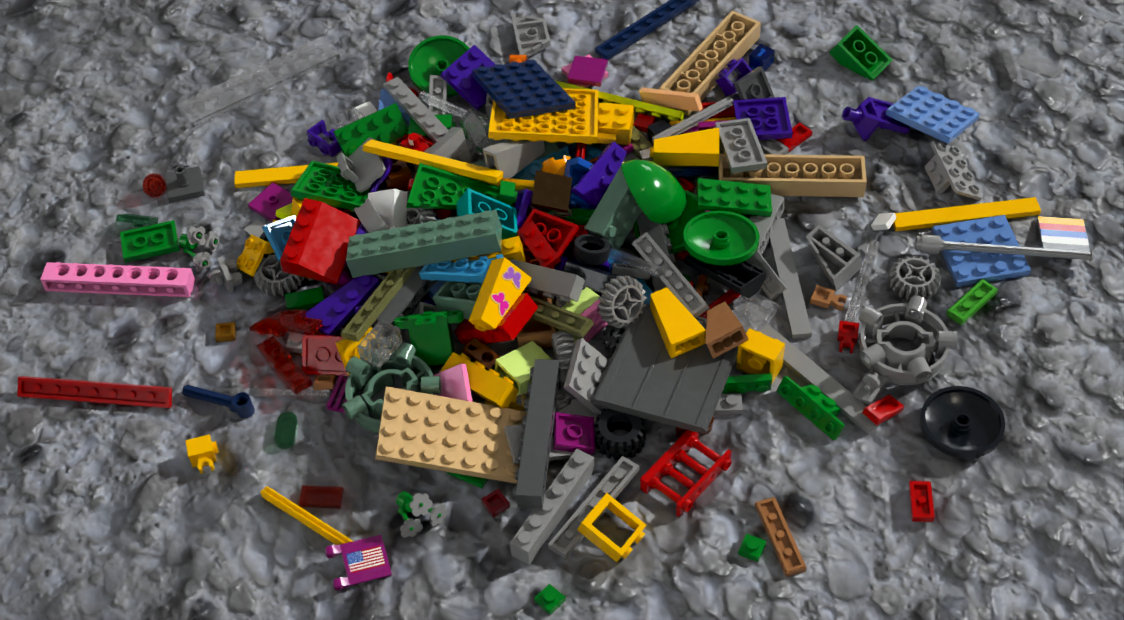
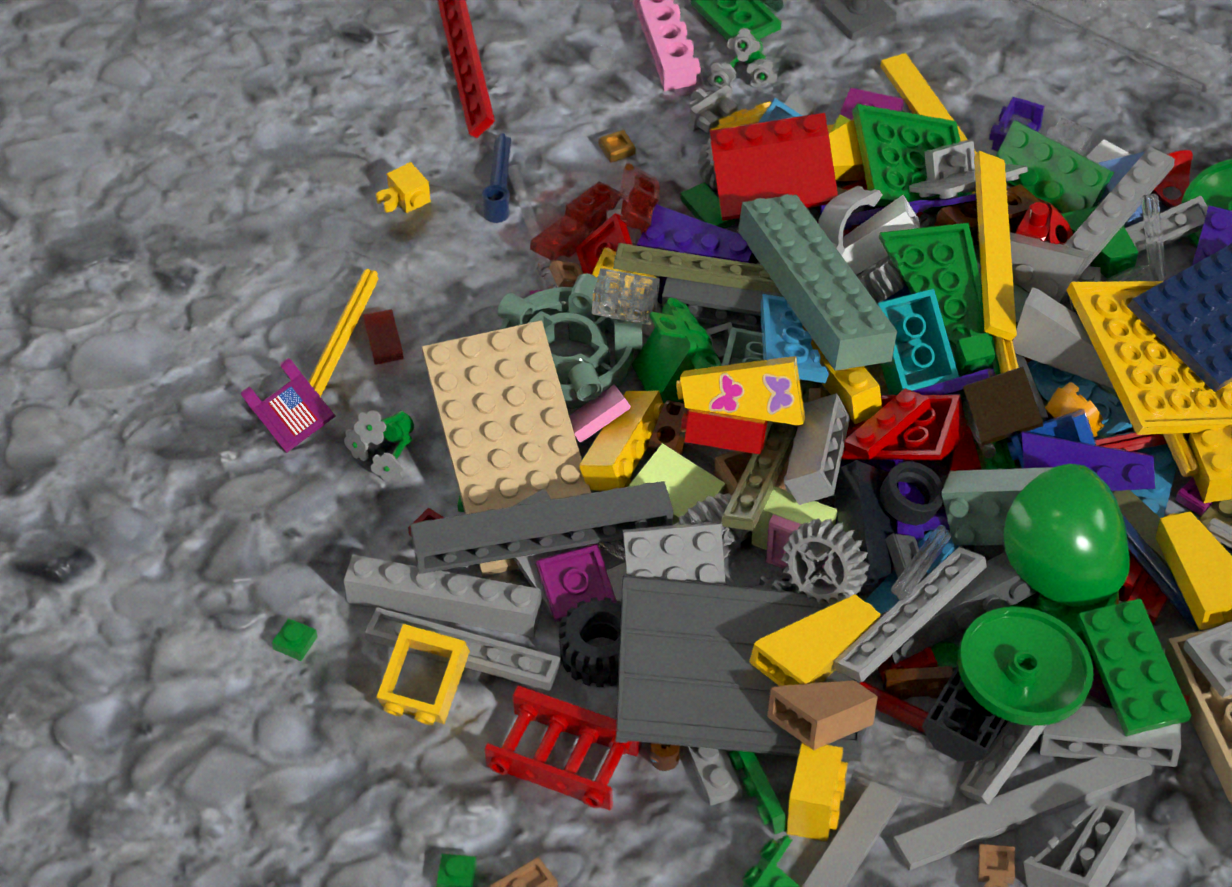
camera: 70 degrees right, 0 degrees up
(286, 430) = (476, 264): clear green tile -> none

